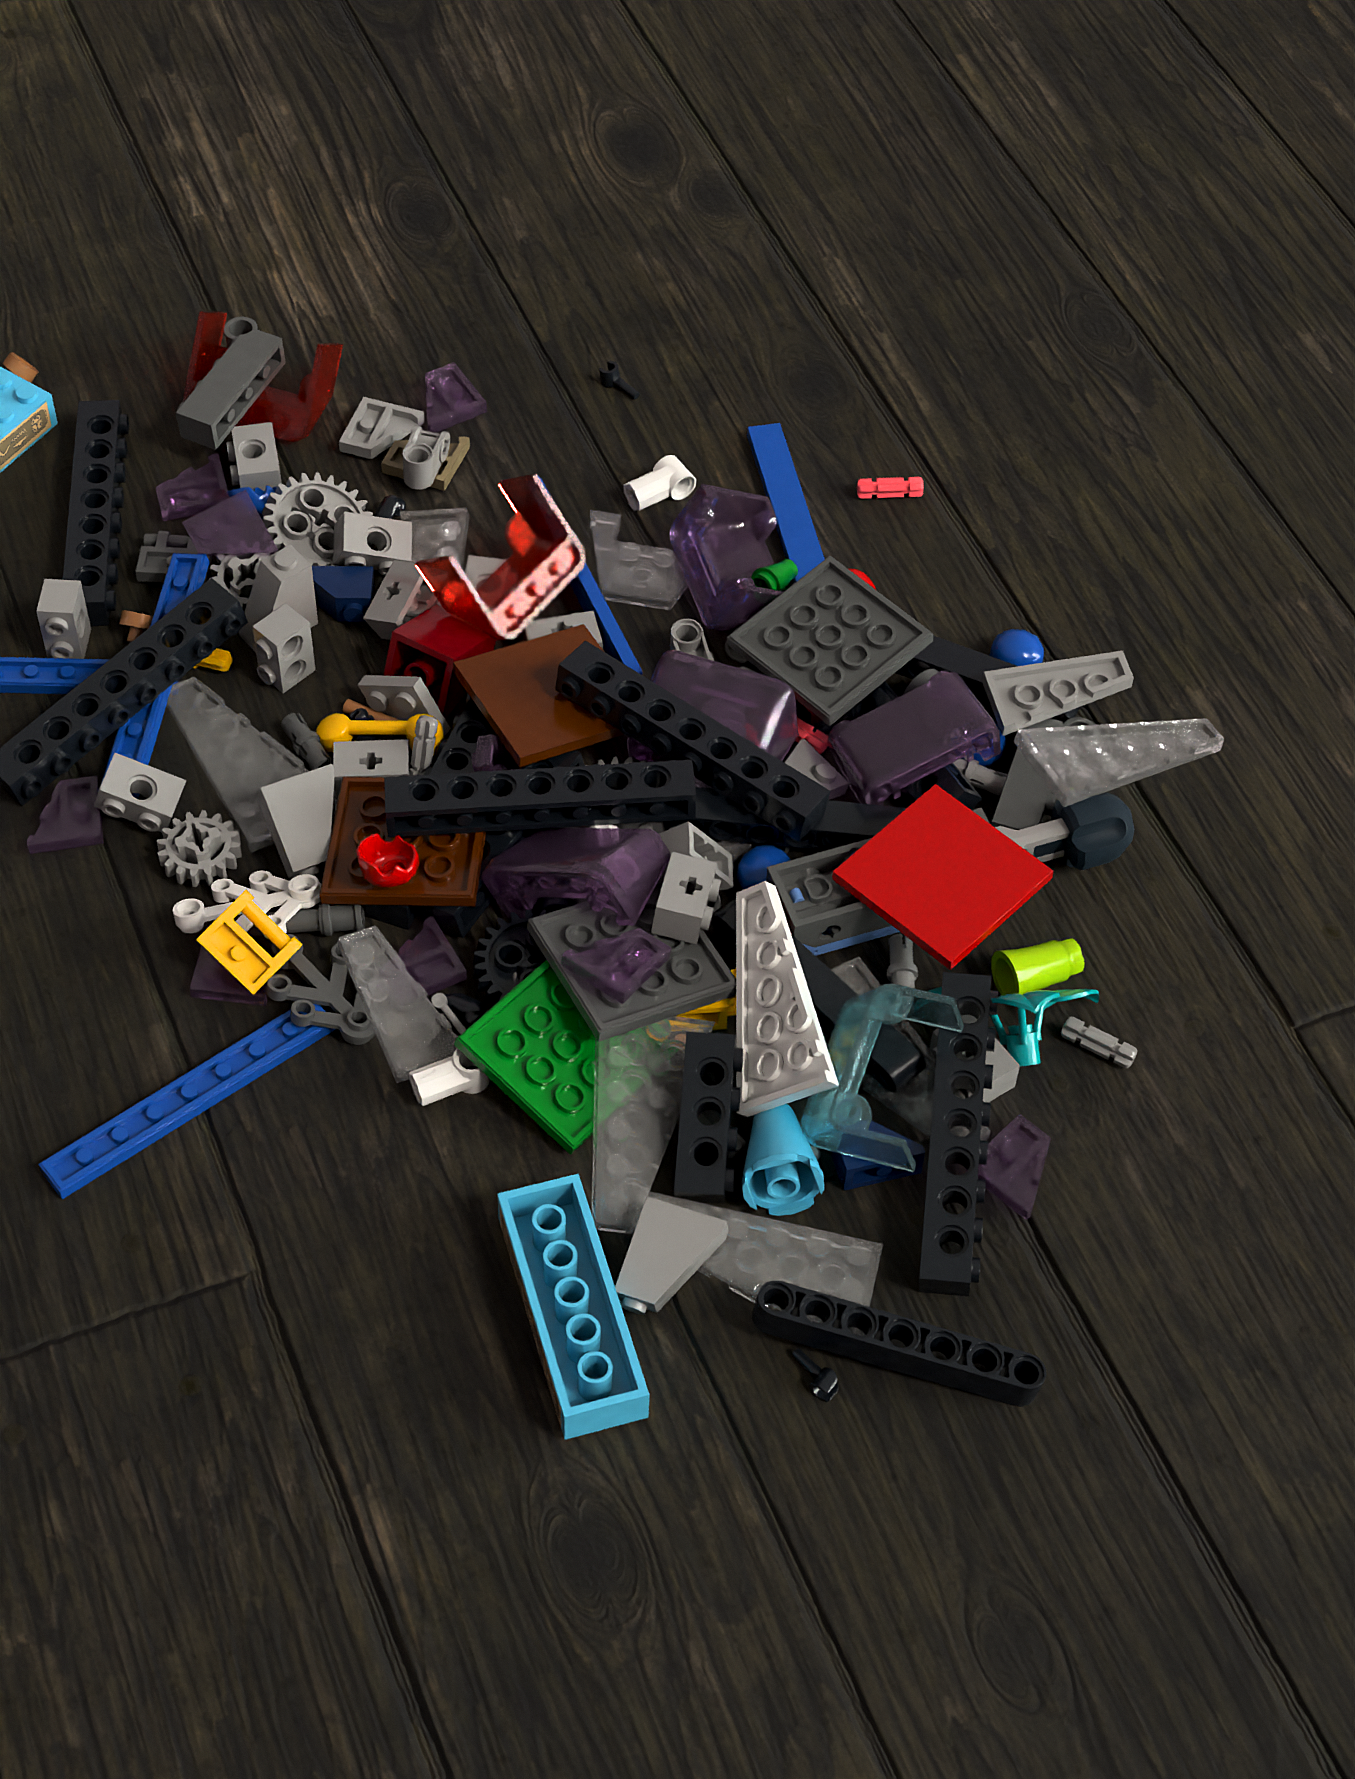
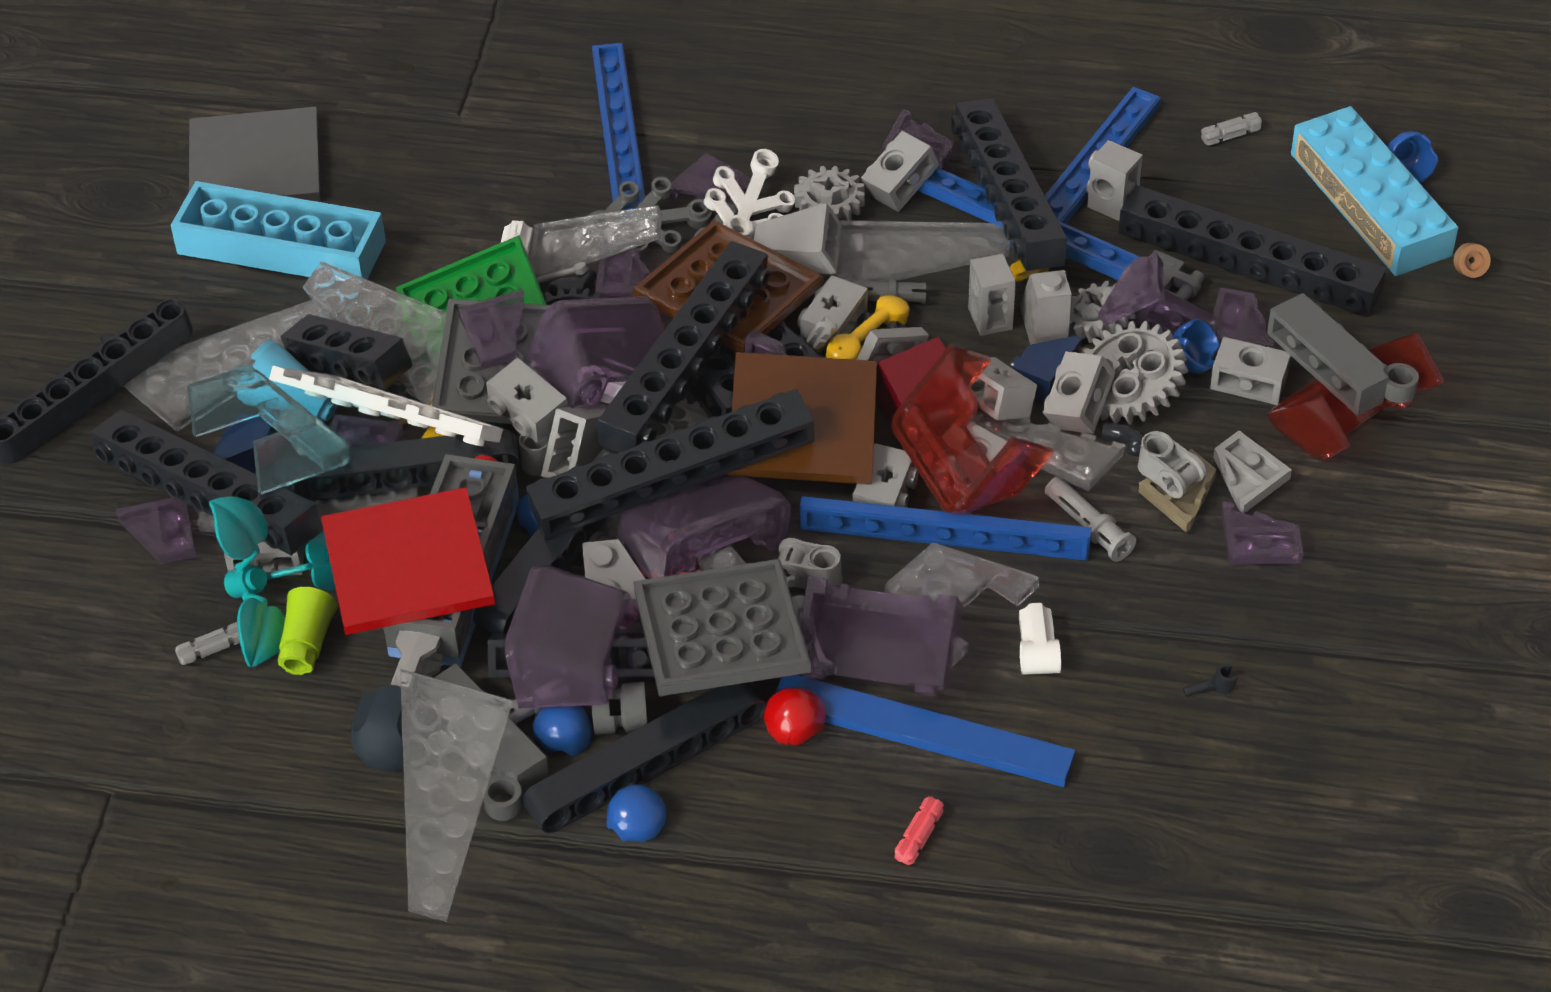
camera: 125 degrees right, 5 degrees down
(136, 621) = (1100, 229): medium nougat tile -> none
(239, 951) = (700, 169): yellow plate -> none
(387, 862) = (697, 240): red hair -> none
(449, 1440) = (258, 152): none -> dark grey tile
(498, 507) = (1102, 525): none -> light grey pin
(665, 1253) = (271, 293): light grey slope -> none
(776, 575) = (846, 654): green cone -> none
(1047, 689) = (553, 772): light grey wing -> none

